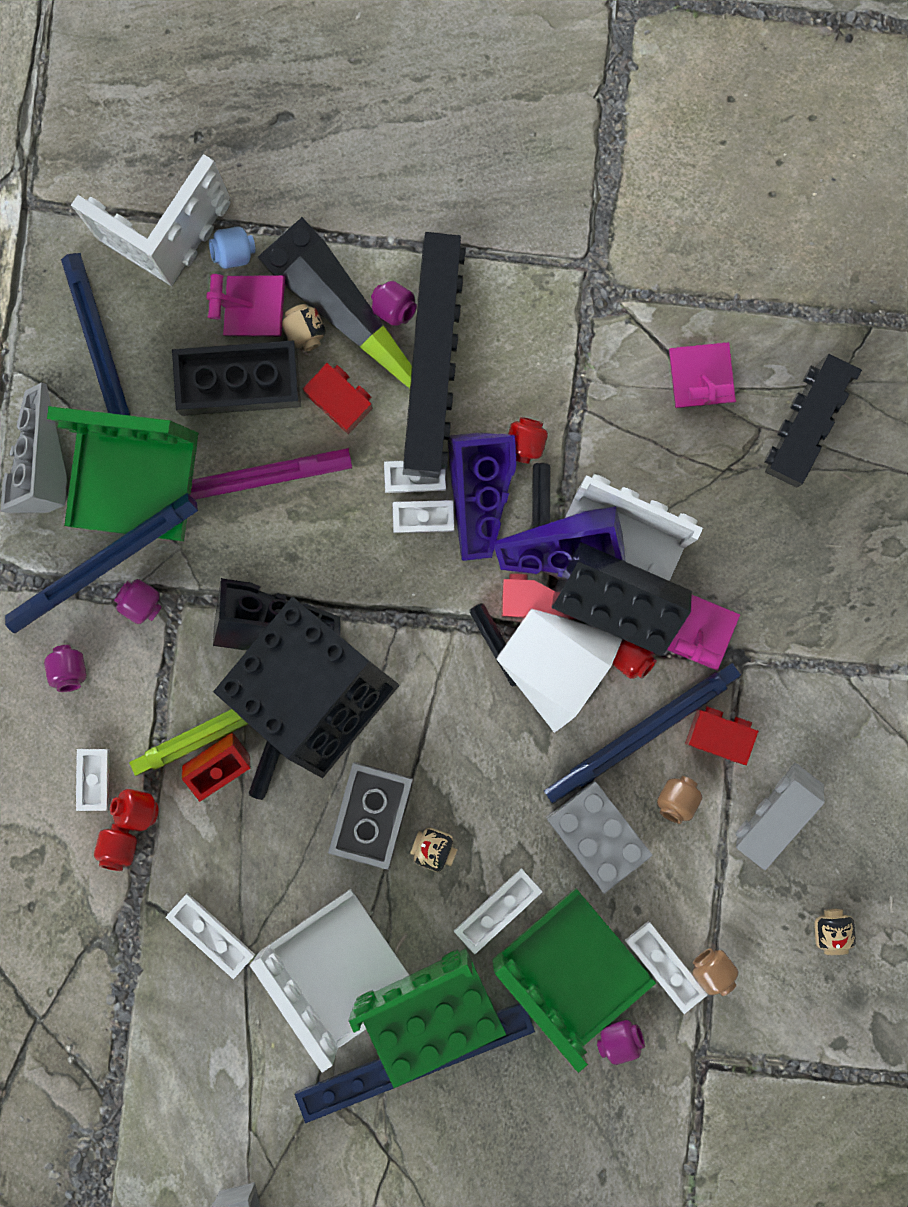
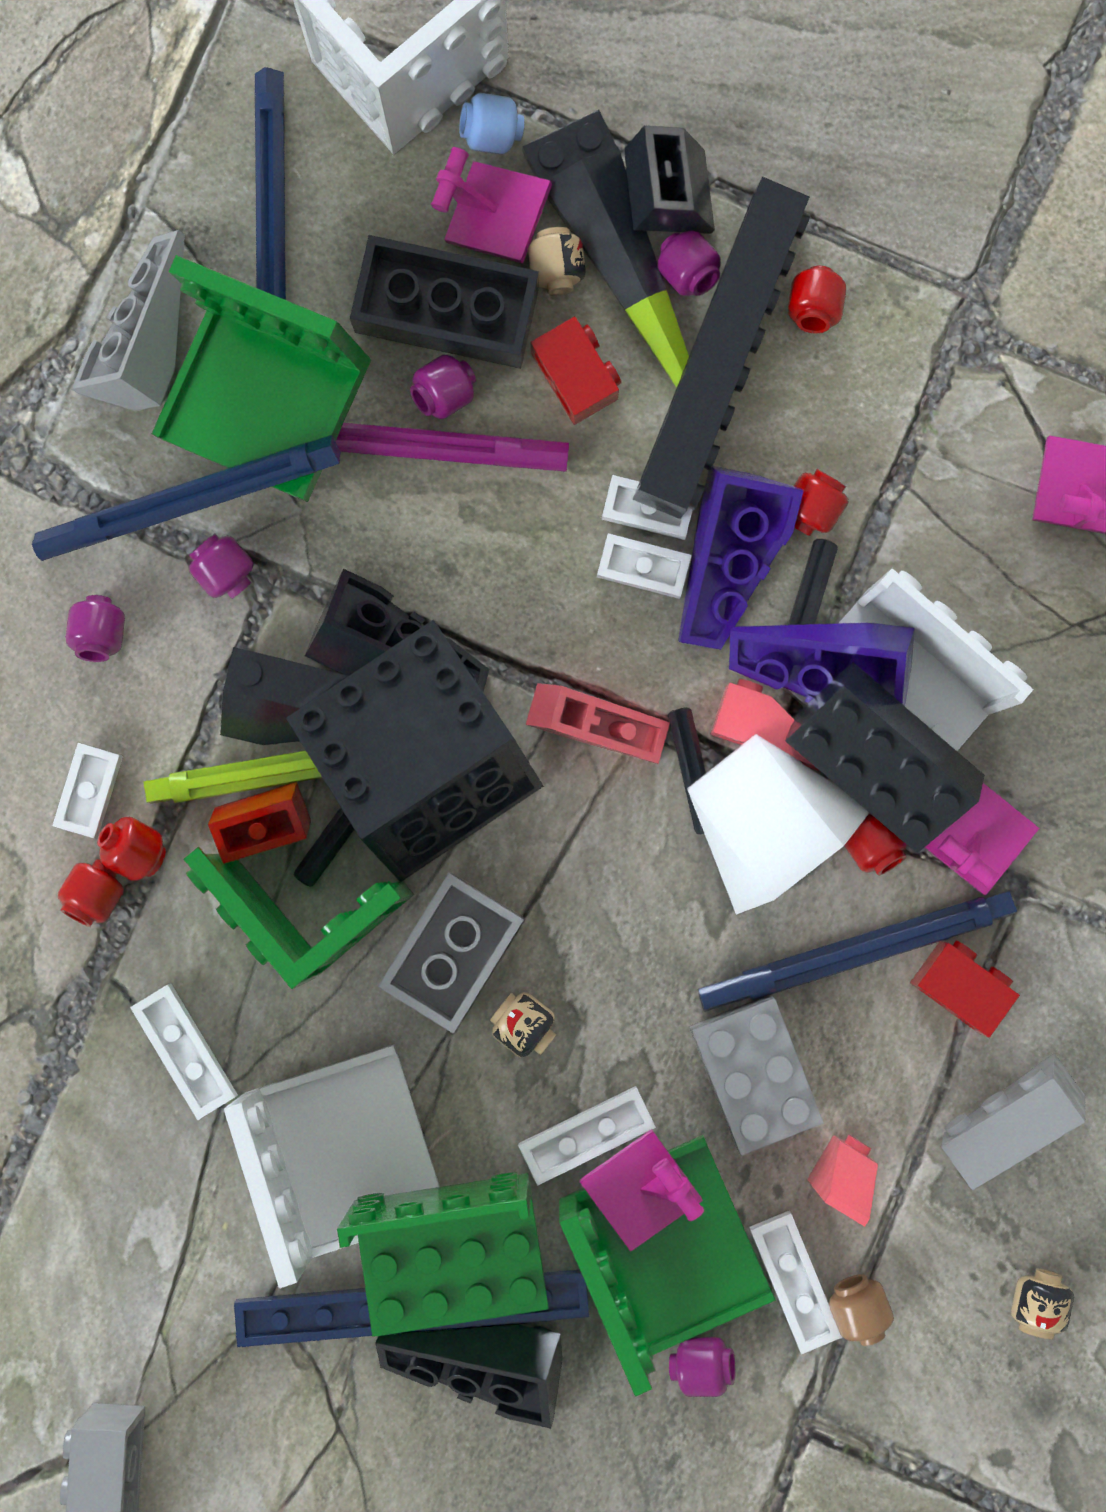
camera: 20 degrees right, 0 degrees up
(193, 678) = (264, 692): none -> black wedge
(246, 838) = (271, 932): none -> green bracket
(252, 435) = (443, 386): none -> magenta head
(363, 253) = (668, 181): none -> black slope
(423, 631) = (597, 722): none -> coral slope
(485, 1082) = (498, 1364): none -> black wedge
(486, 302) = (817, 299): none -> red head
(545, 936) = (642, 1190): none -> dark pink plate
(678, 887) = (846, 1178): none -> coral slope
(679, 799) = (881, 1057): medium nougat head -> none

